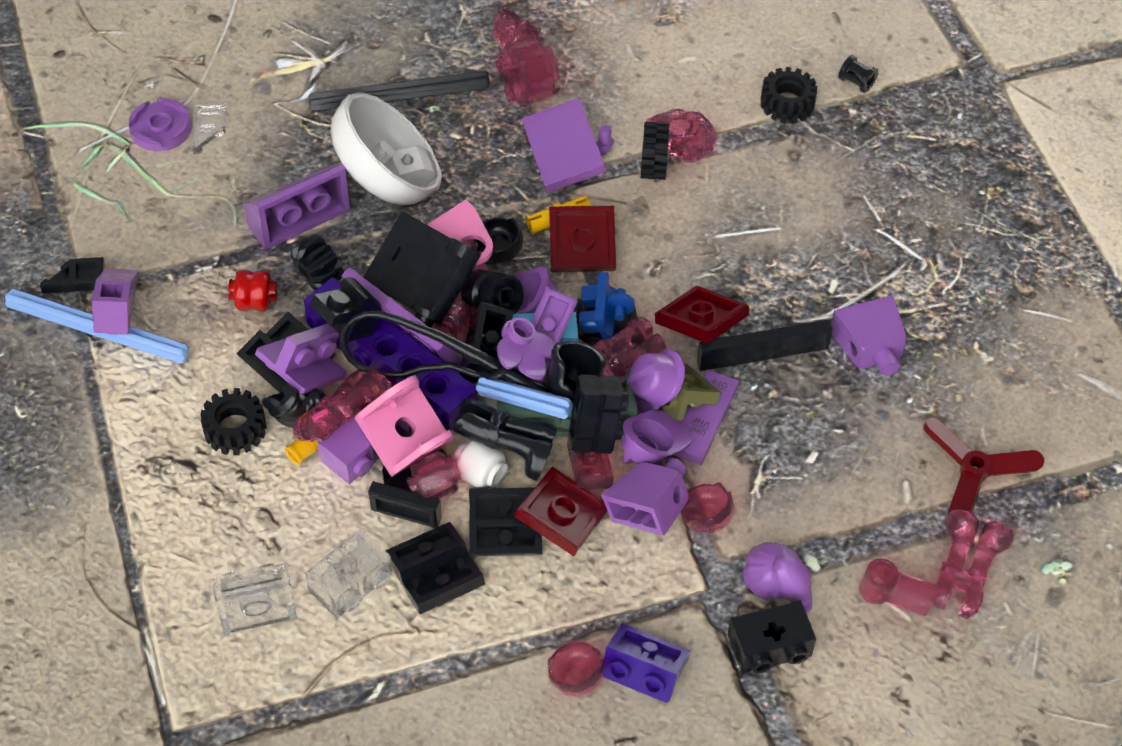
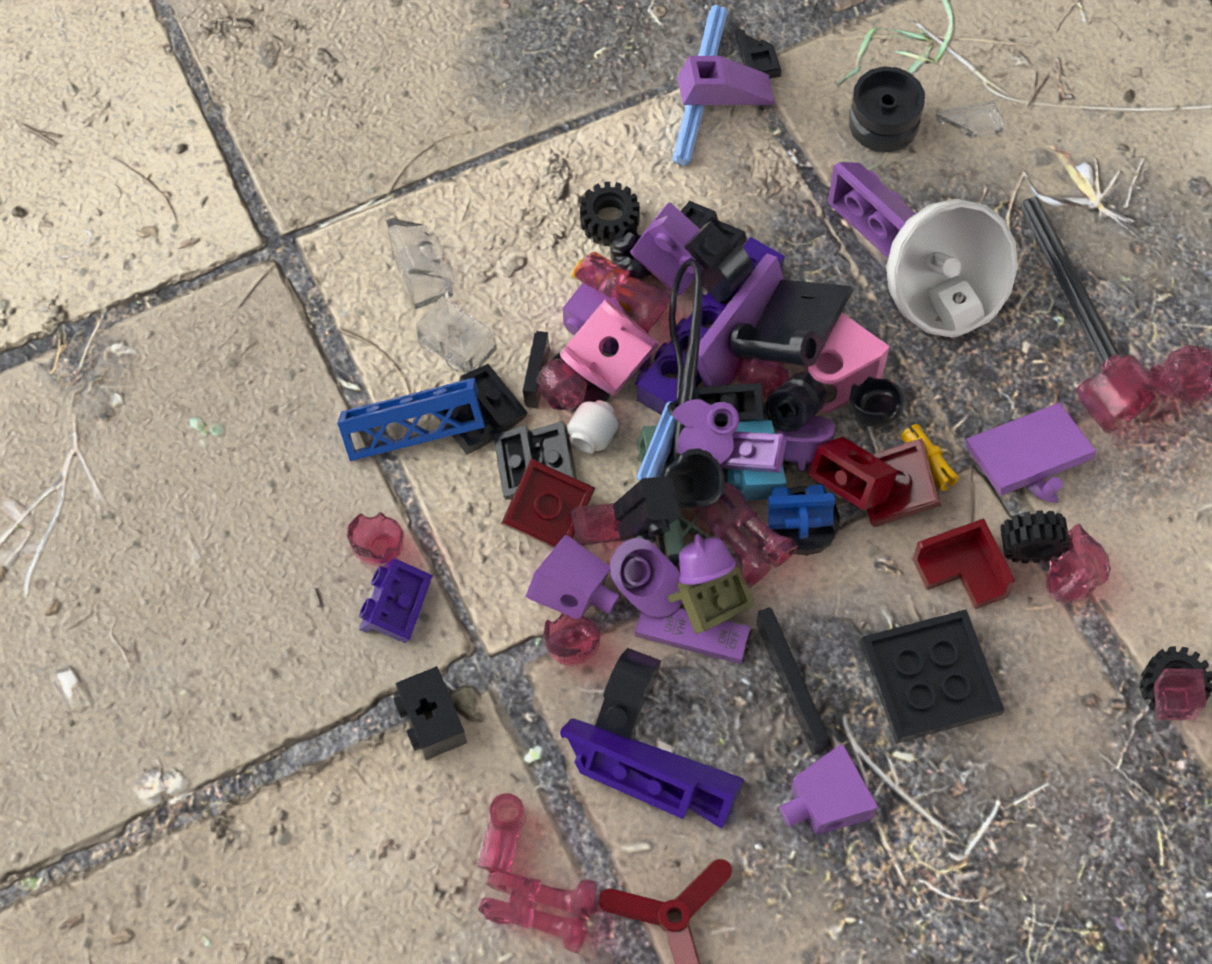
camera: 85 degrees right, 10 degrees up
(160, 125) = (964, 79): medium lavender tile -> none
(185, 177) = (886, 109): none -> black wheel
(252, 290) = (762, 196): red piece -> none
(316, 261) = (803, 241): black gear -> none
(436, 616) = (406, 407): none -> blue fence
(498, 429) = (602, 467): black piece -> none
(578, 258) = (852, 473): none -> dark red brick
(664, 199) = (968, 555): none -> dark red panel
(702, 314) = (815, 610): dark red tile -> none
(766, 460) = (626, 692): none -> black brick
(767, 249) = (931, 676): none -> black plate
(777, 573) = (507, 716): medium lavender hair -> none
(813, 81) = (1180, 694): none -> clear pink panel
(842, 463) = (652, 773): none -> dark purple wedge

